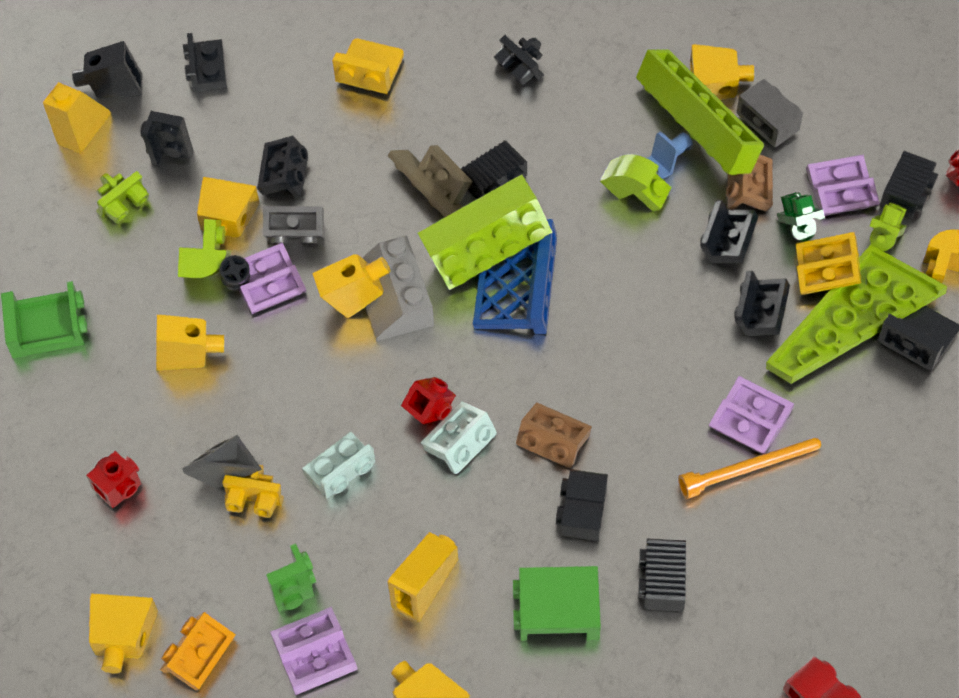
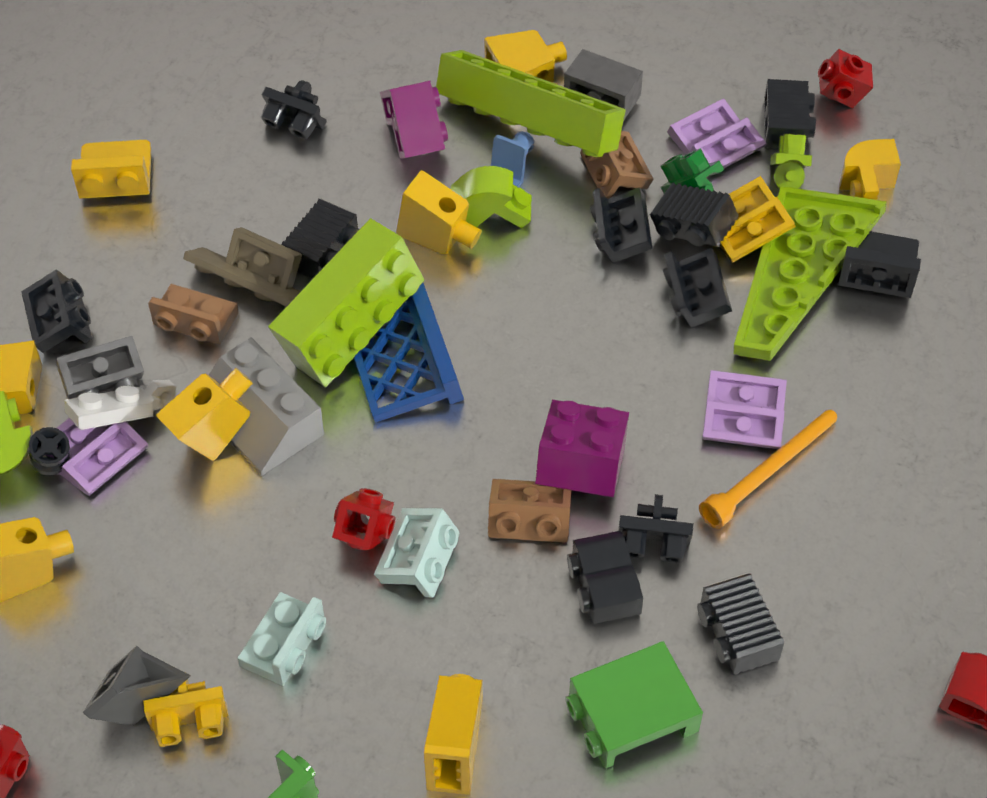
camera: 25 degrees left, 5 degrees down
(296, 255) = (119, 406): none -> white hinge
(379, 201) = (193, 313): none -> medium nougat bracket
(585, 182) = (435, 216): none -> yellow torso
(605, 96) = (415, 118): none -> magenta brick
(609, 402) = (582, 448): none -> magenta brick
(647, 492) = (672, 533): none -> black hips
(785, 247) = (694, 215): none -> black brick

